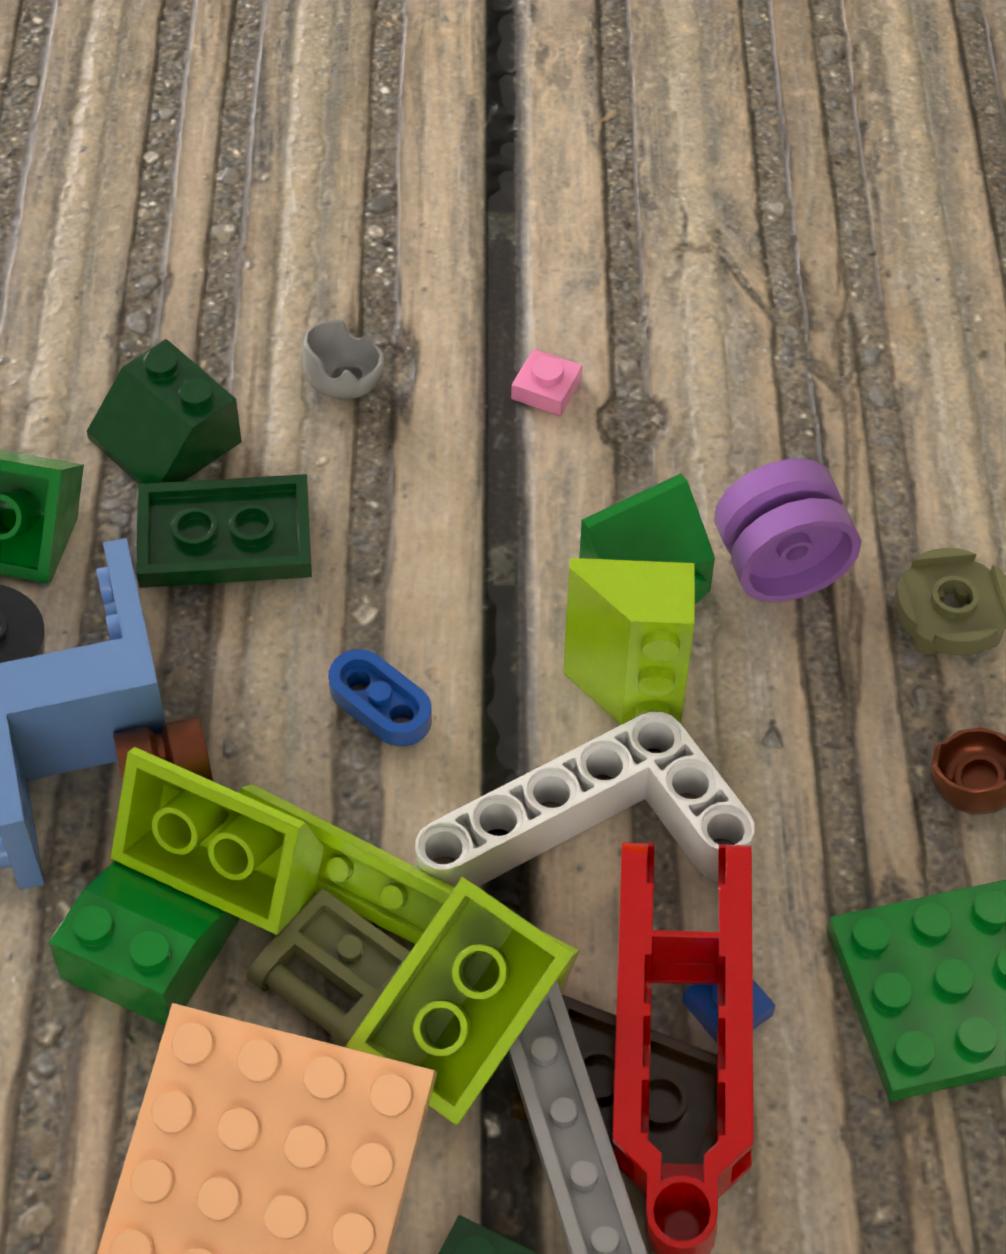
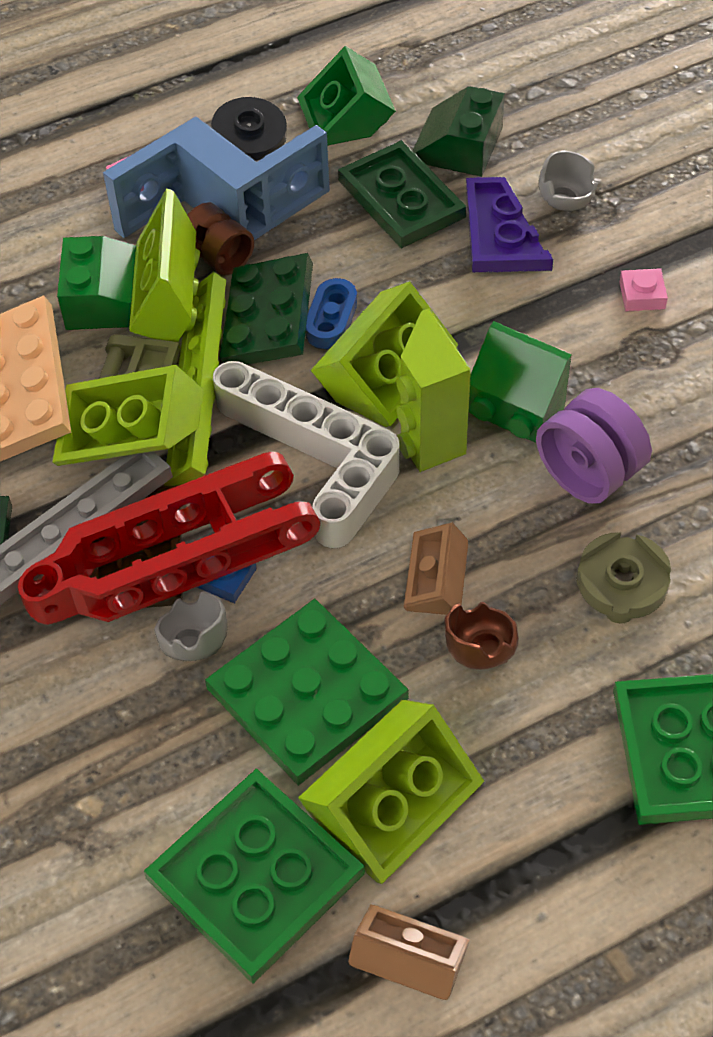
camera: 65 degrees right, 0 degrees up
(331, 759) = (267, 310): none -> dark green plate
(366, 468) = (498, 230): none -> dark purple wing
(491, 672) = (367, 358): none -> lime slope
(816, 1067) = (193, 629): none -> light grey hair
(843, 778) = (436, 570): none -> medium nougat slope

